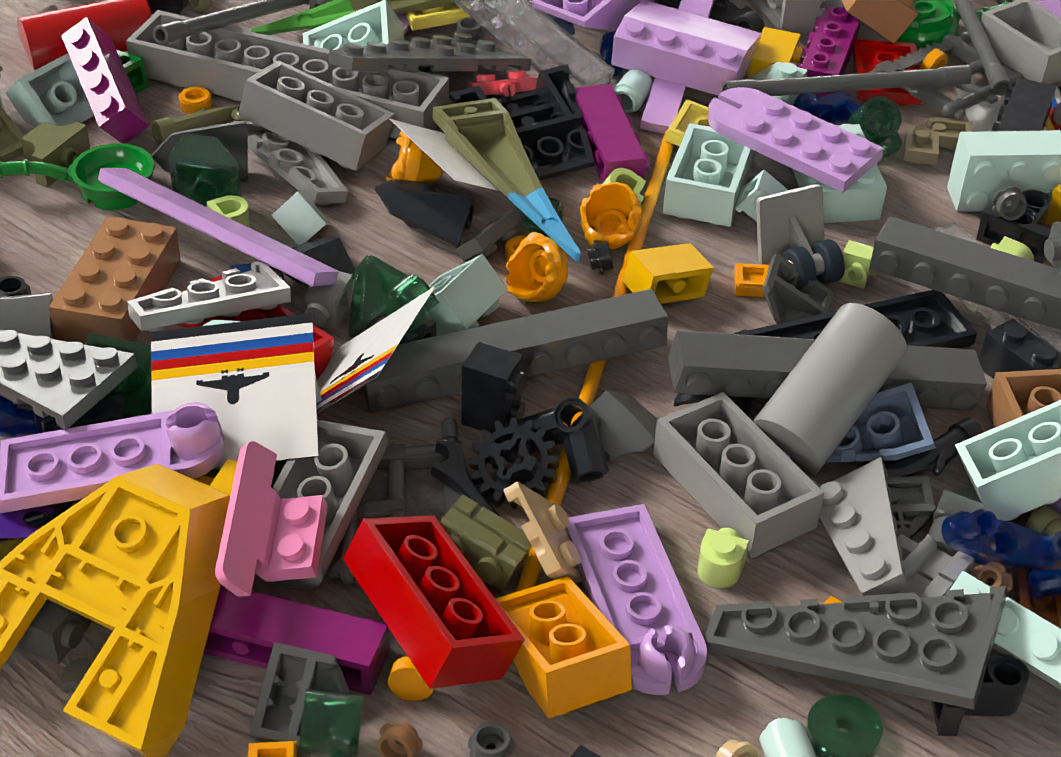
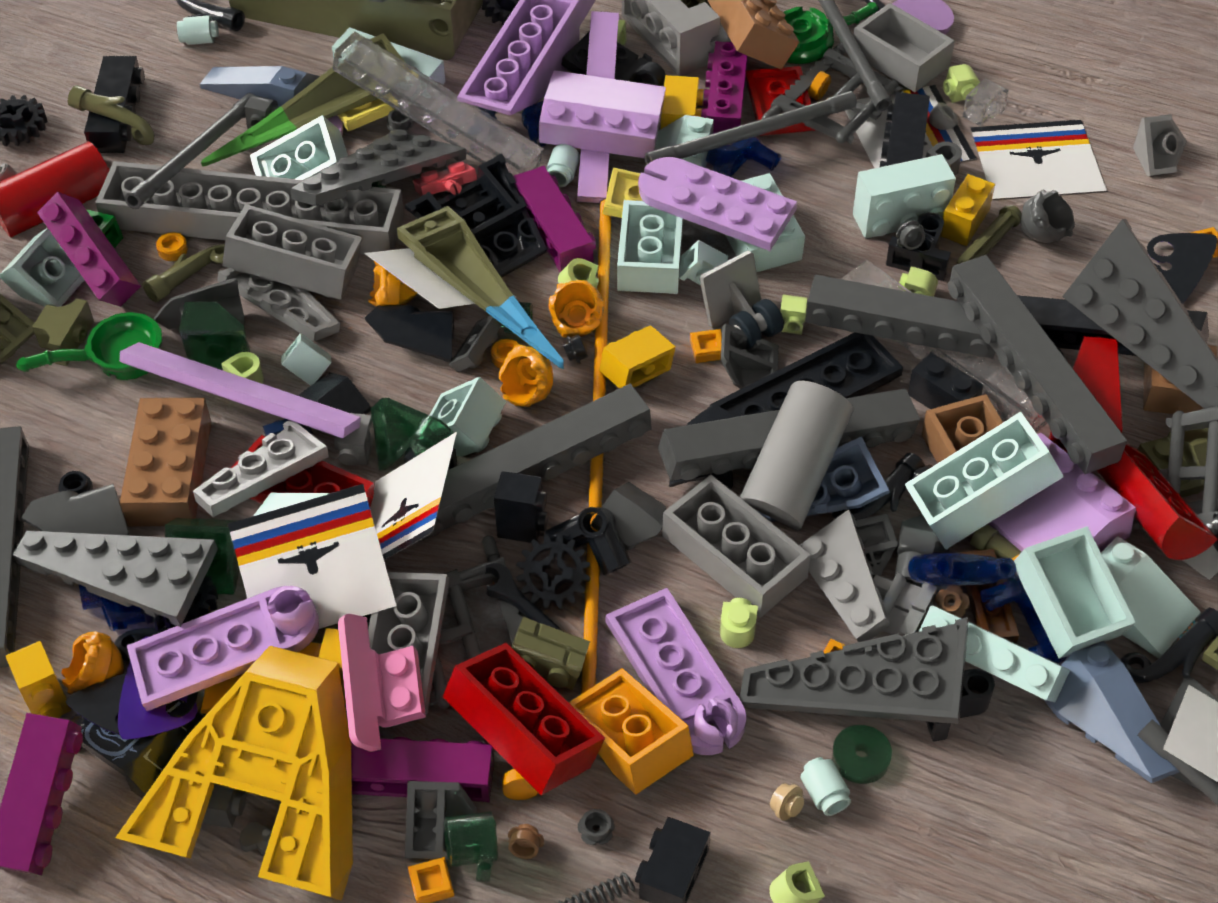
camera: 10 degrees left, 10 degrees up
(547, 533) = (598, 635): tan wing -> none
(879, 122) = (784, 164): clear green piece -> none
(924, 140) = (835, 159): dark tan plate -> none

